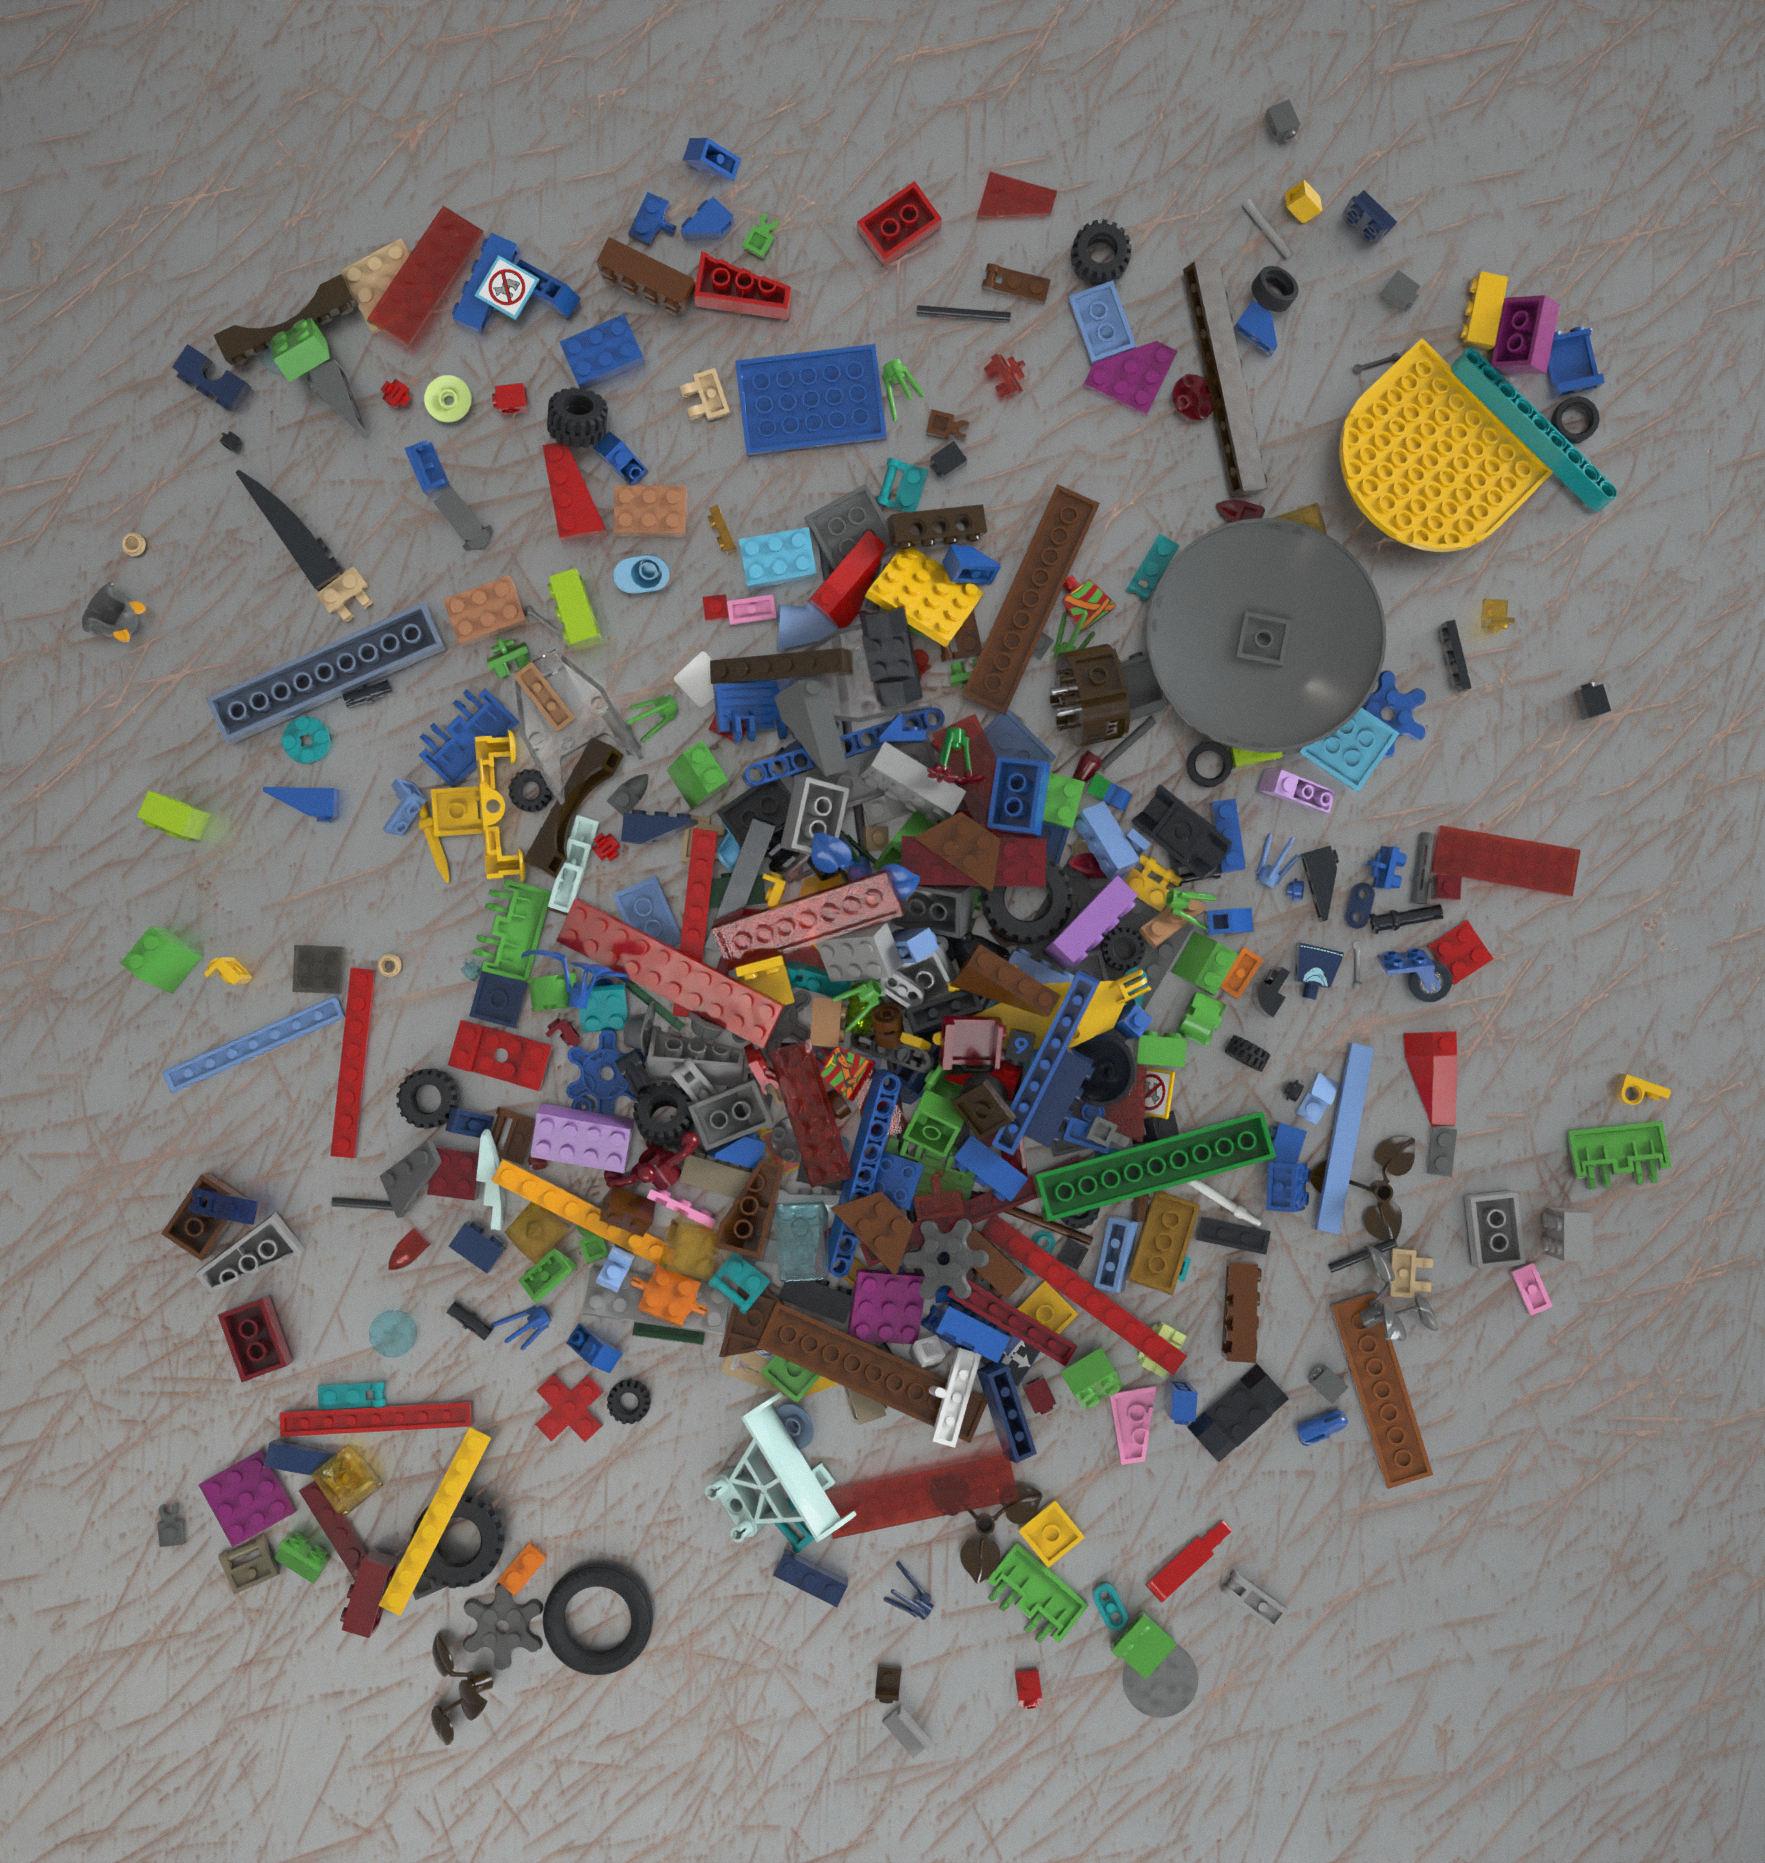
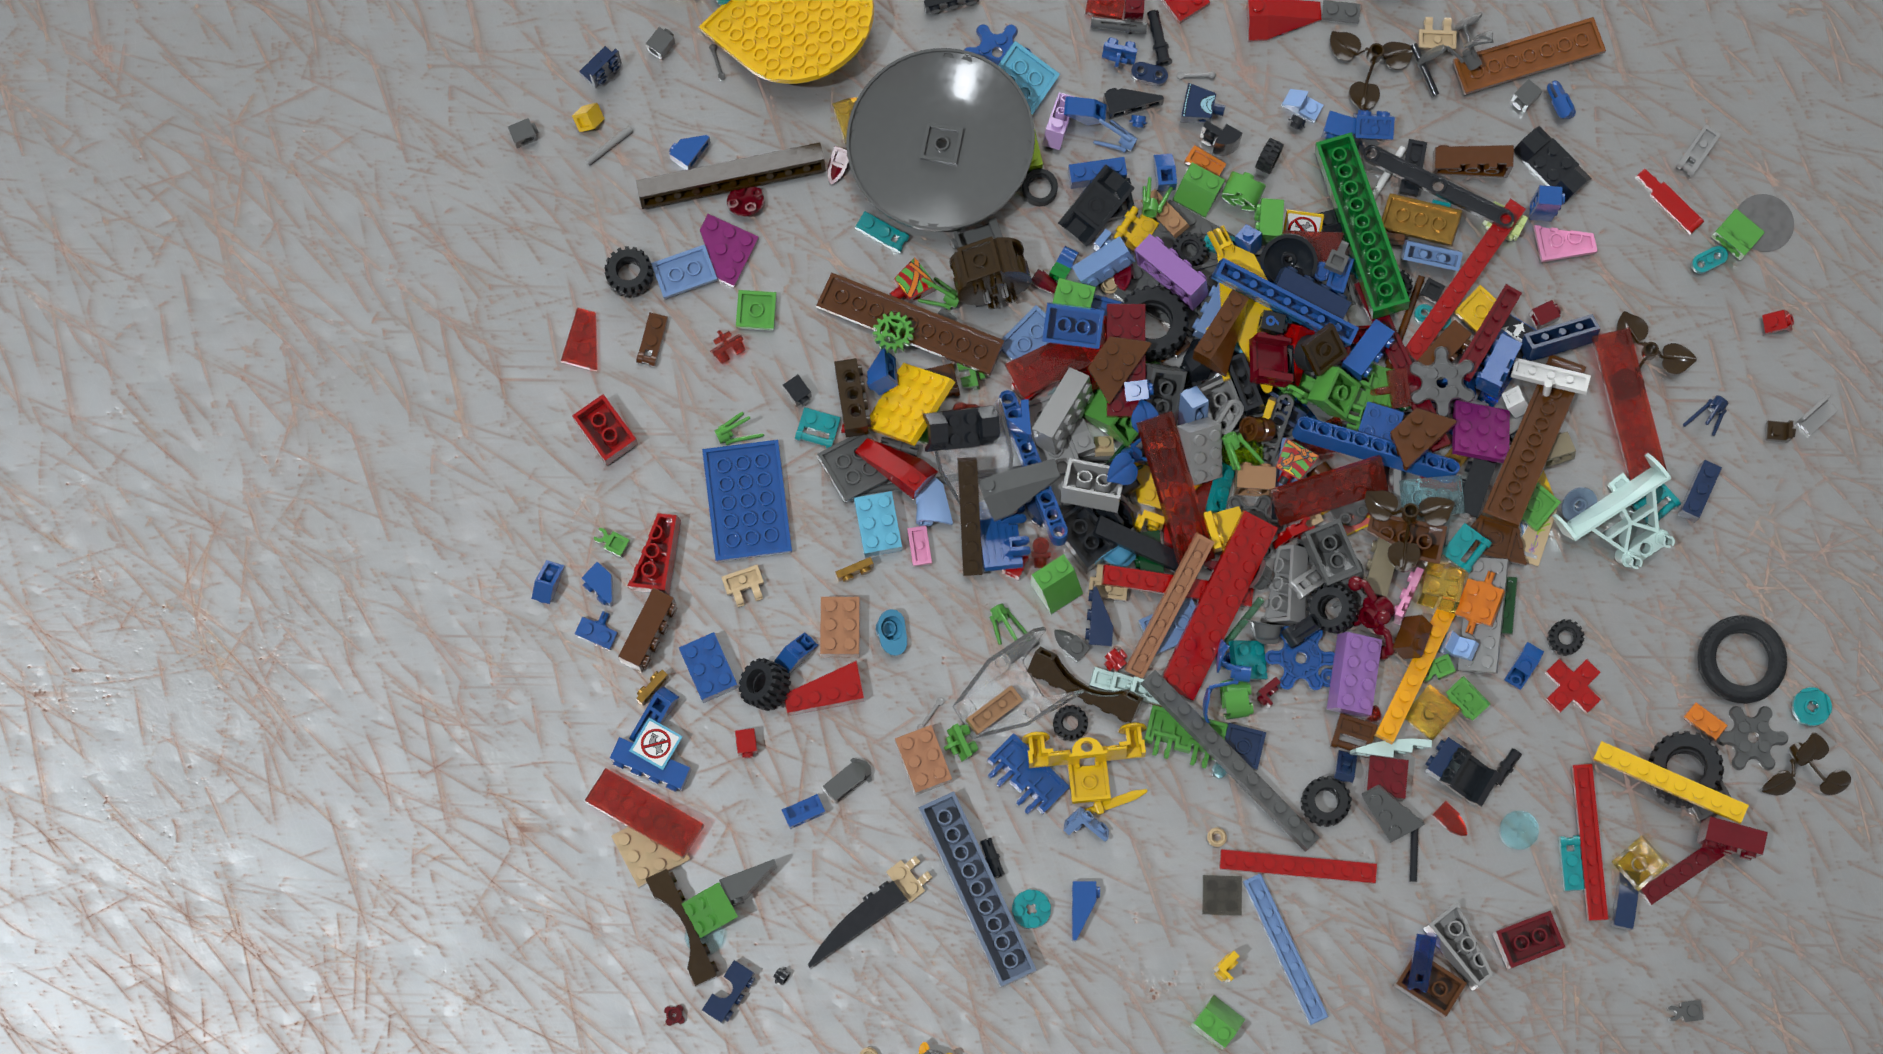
camera: 90 degrees left, 10 degrees down
(173, 816) = (1099, 1011): lime brick -> none
(182, 310) = (669, 1015): none -> dark red plate
(247, 1498) = (1659, 948): magenta plate -> none
(253, 1571) = (1719, 941): dark tan plate -> none
(302, 1557) = (1706, 900): bright green bracket -> none
(395, 393) = (742, 837): red gear -> none
(440, 390) = (744, 784): yellowish green dish -> none
(453, 1275) = (1469, 777): none -> black panel
(476, 1049) = (1290, 724): red piece -> none
(478, 981) = (1230, 760): none -> dark grey plate
(529, 1712) = (1818, 698): none -> teal plate
(538, 1319) = (1504, 711): blue plant -> none
(573, 278) = (647, 692): none -> pearl gold plate
(574, 609) = (922, 685): lime brick -> none
(667, 911) = (1169, 605): none -> nougat plate
(696, 680) = (976, 589): white sticker -> none
(715, 607) = (917, 576): red plate -> none
(737, 755) = (1040, 552): none -> clear red hips
(742, 1151) = (1362, 545): blue slope -> none
(781, 1243) = (1433, 509): none -> dark brown plant
(930, 875) = (1138, 390): none -> bracket
(942, 424) = (768, 395): reddish brown plate -> none
(953, 741) = (1028, 378): plant -> none
(963, 313) = (676, 381): black bar -> none
(1011, 567) = (899, 328): none -> bright green gear
(1039, 1592) = (1703, 313): bright green hinge -> none
(1051, 1533) = (1654, 305): yellow plate -> none
(1052, 410) = (756, 310): none -> bright green plate
(1092, 1379) = (1531, 271): bright green brick -> none
(1128, 742) = (1027, 255): dark grey bar -> none
(1195, 1279) = (1451, 192): none -> black beam
(1280, 279) = (653, 131): black tyre -> none
(1308, 821) = (1085, 110): none -> blue slope
(1344, 1138) = (1333, 83): medium blue tile -> none
(1427, 978) = (1205, 21): plate -> none

